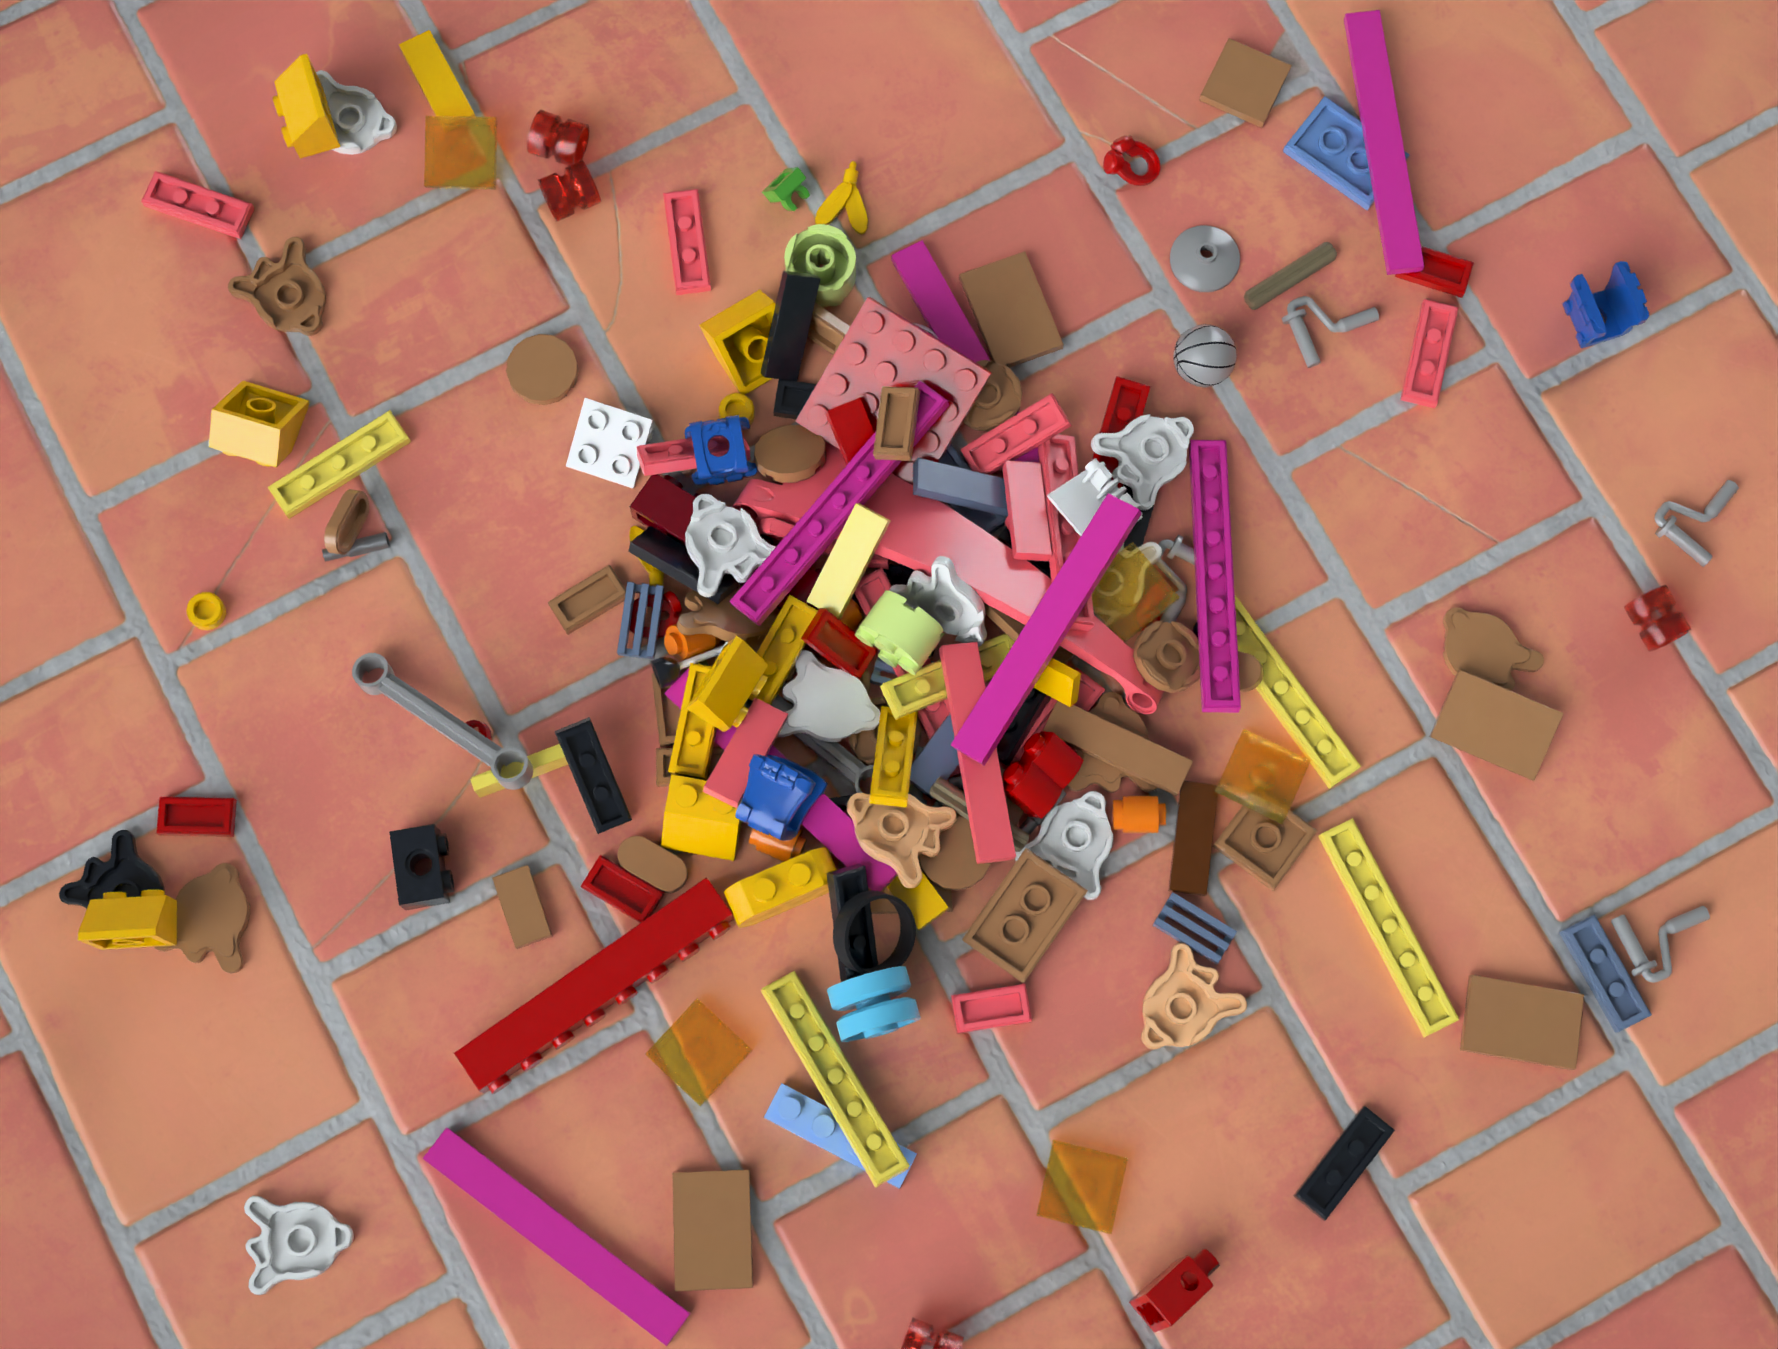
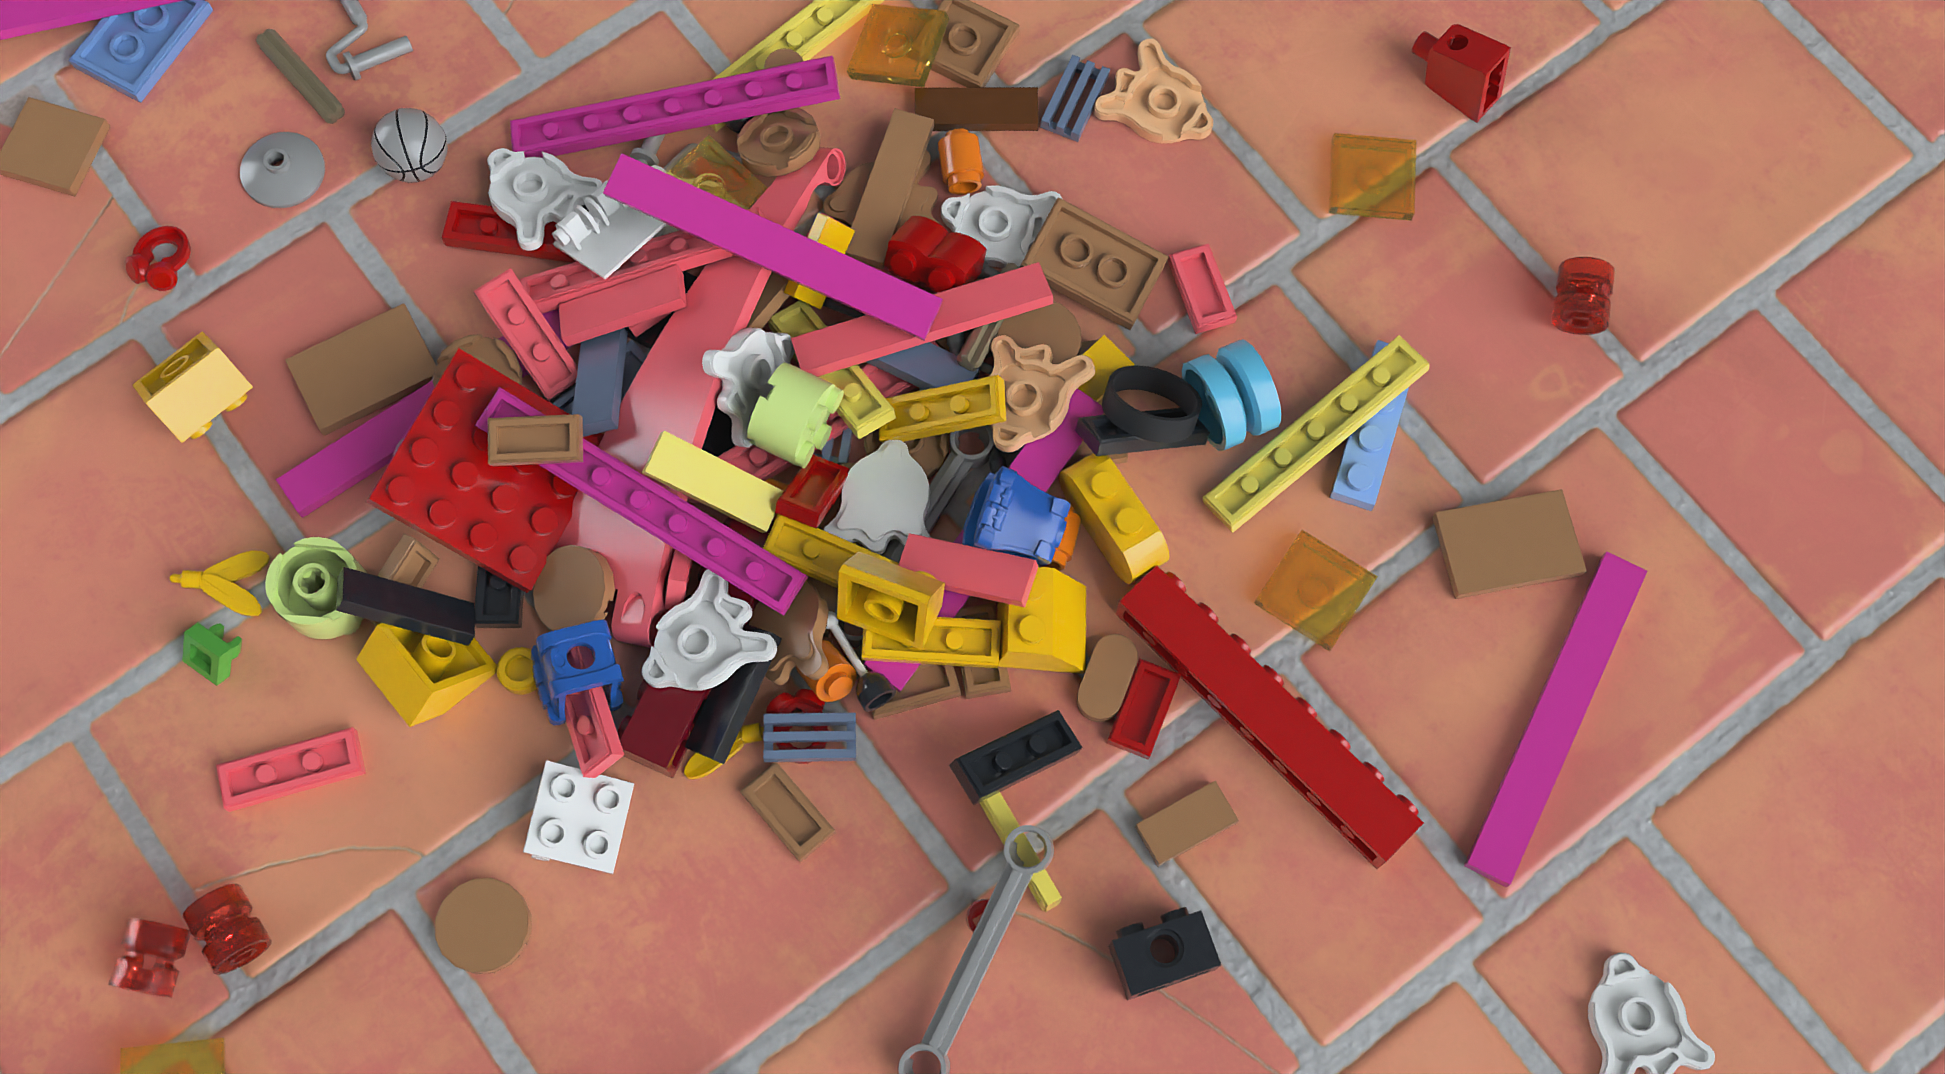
camera: 100 degrees left, 5 degrees down
(850, 427) = (546, 507): red tile -> none
(1009, 180) = (193, 387): none -> yellow slope

